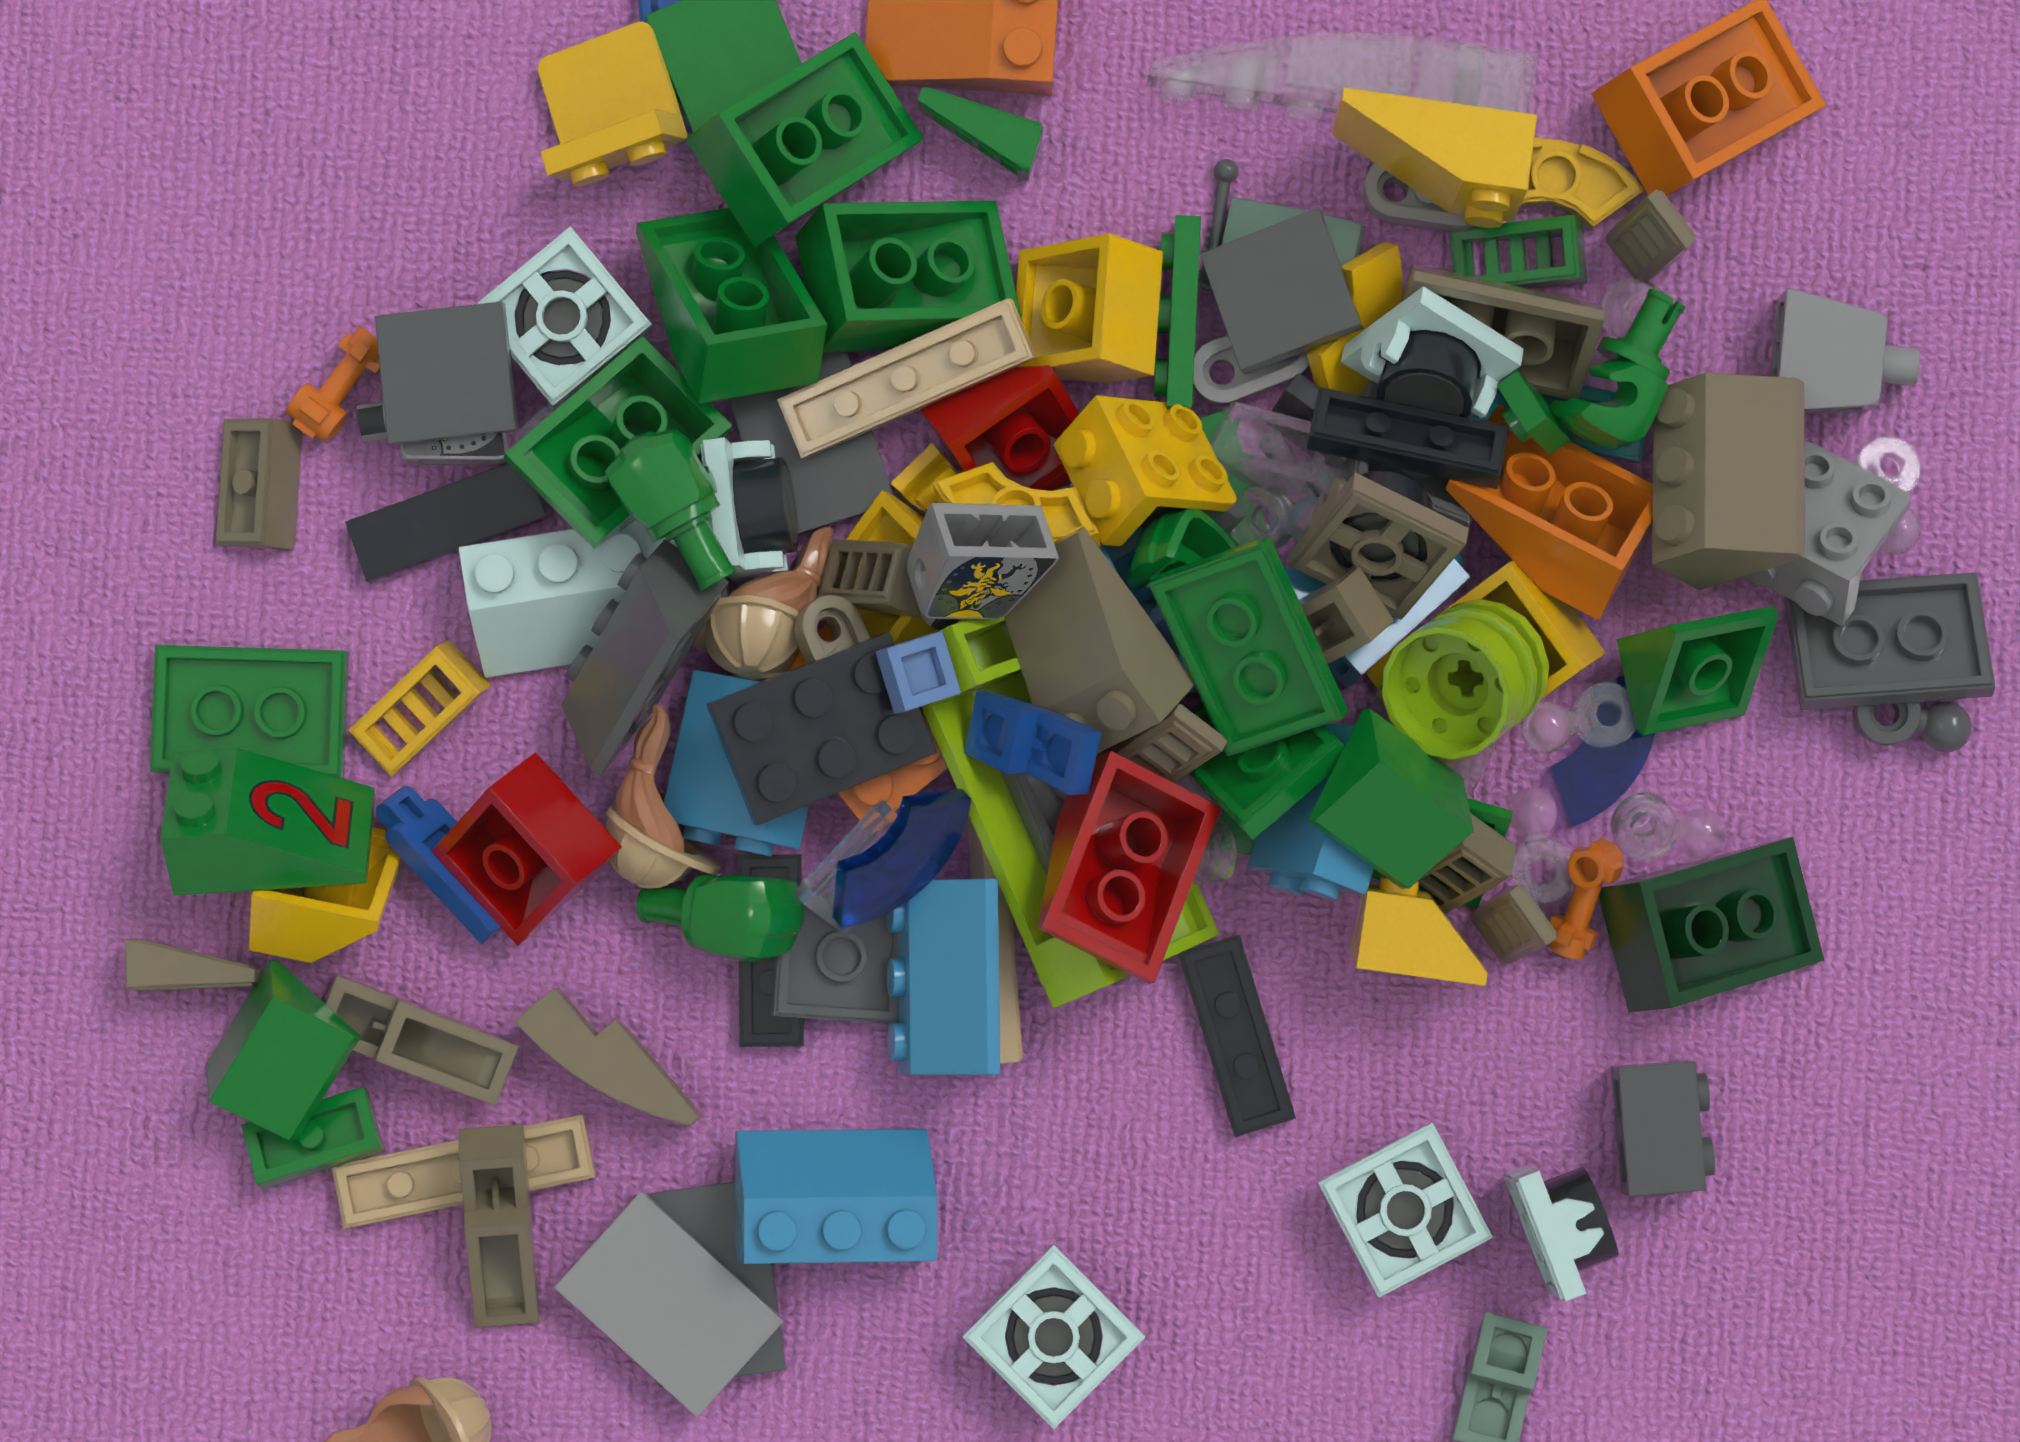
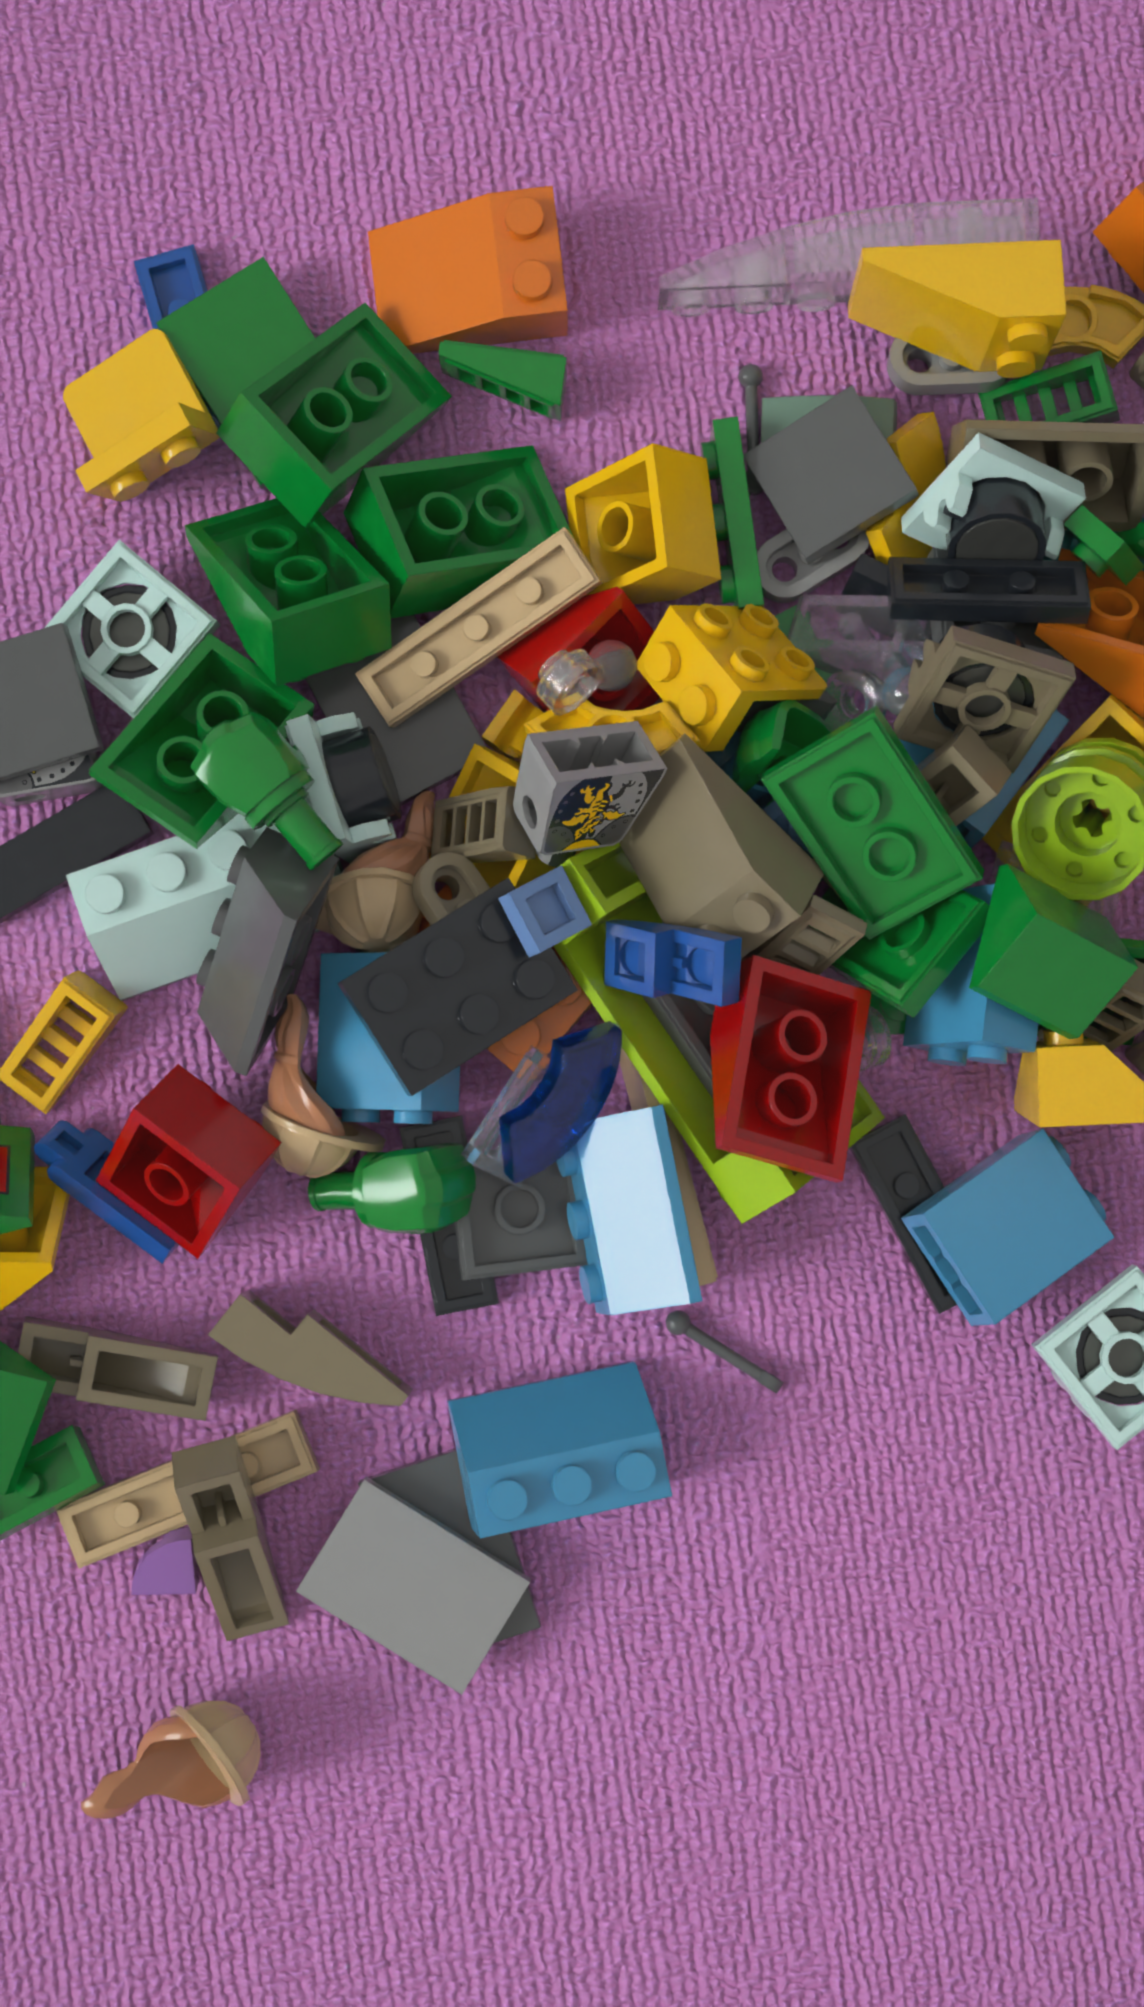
camera: 10 degrees left, 0 degrees up
(432, 1242) = (168, 1566): none -> medium lavender tile
(977, 1099) = (679, 1324): none -> dark grey hinge
(988, 448) = (573, 676): none -> clear plate
(1053, 1336) = (800, 1548): light aqua piece -> none
(1317, 1062) = (1009, 1227): none -> dark azure brick

